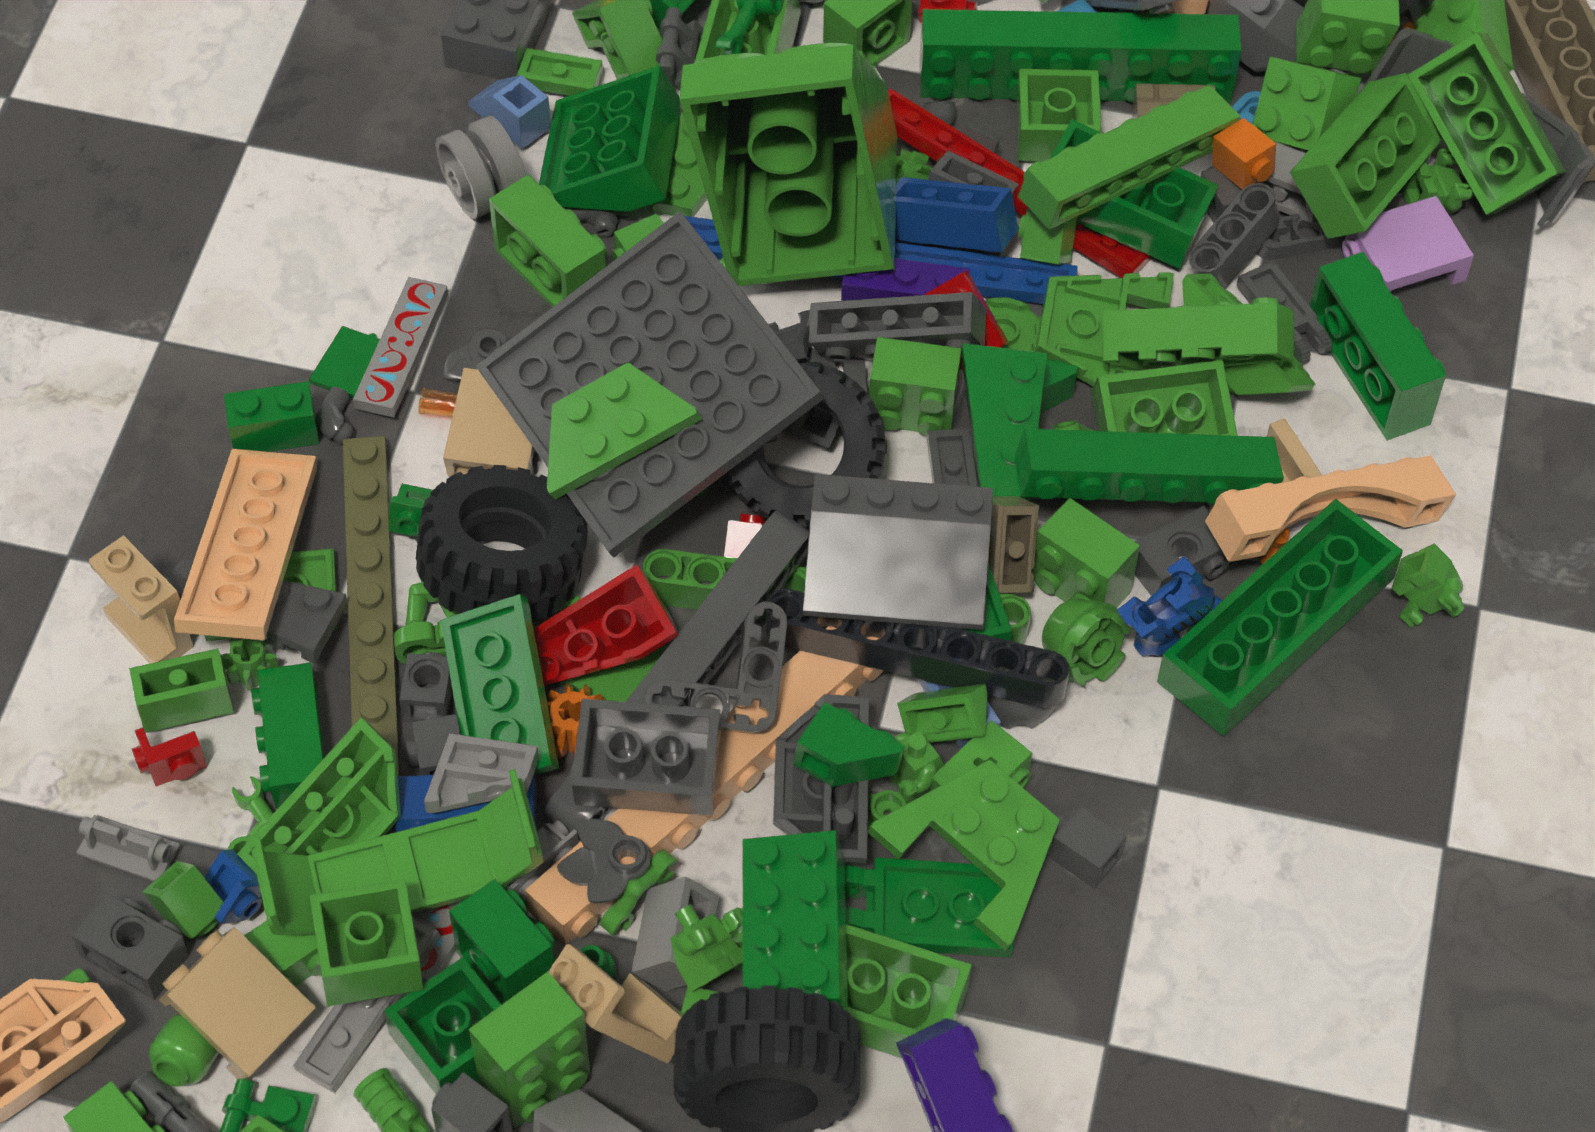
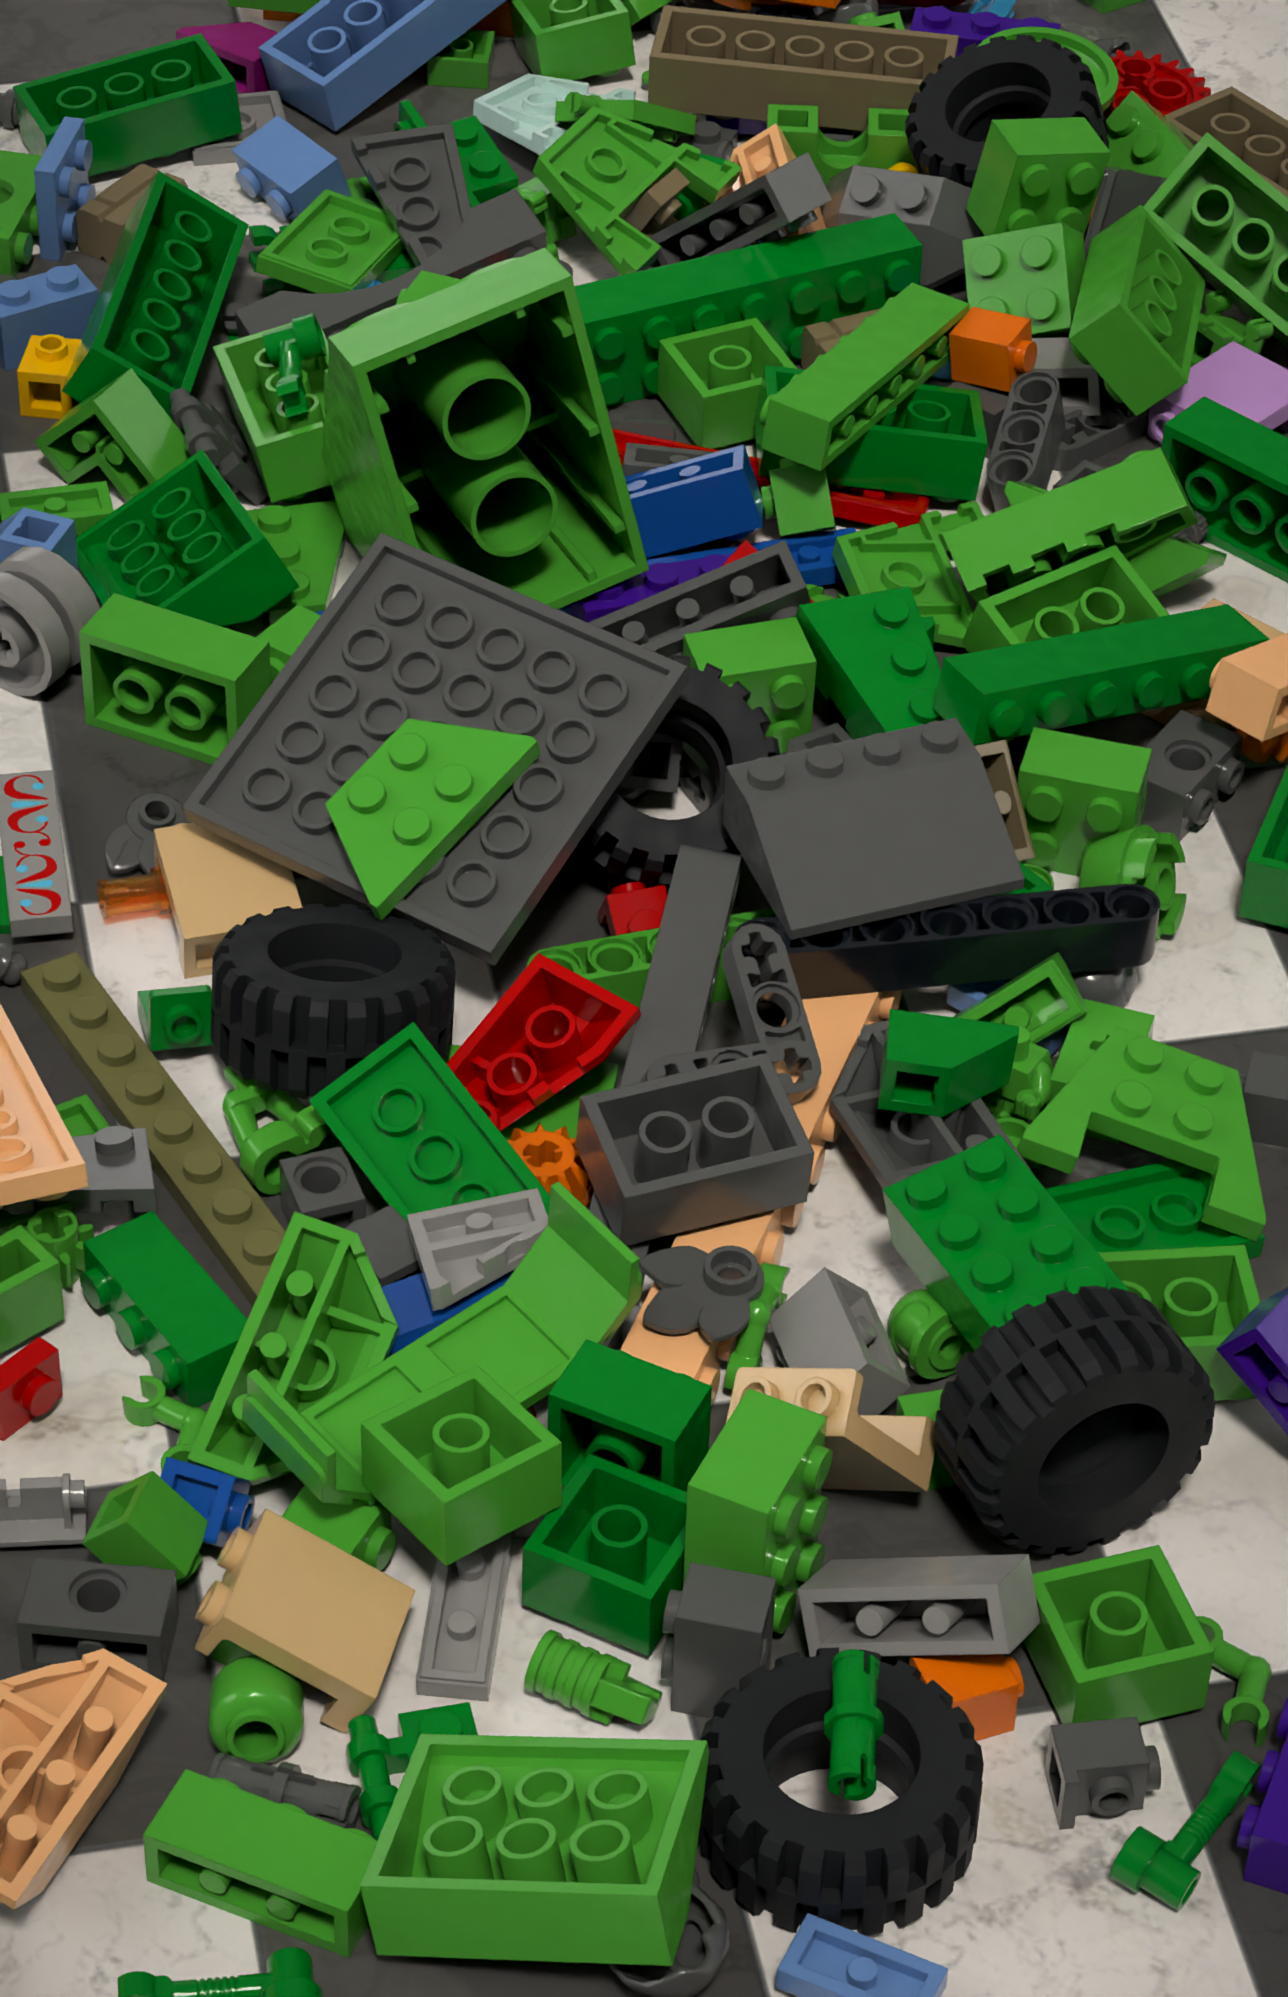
camera: 25 degrees left, 15 degrees down
(706, 946) = (901, 1331): bright green piece -> none
(1169, 609) = (1223, 815): blue animal -> none

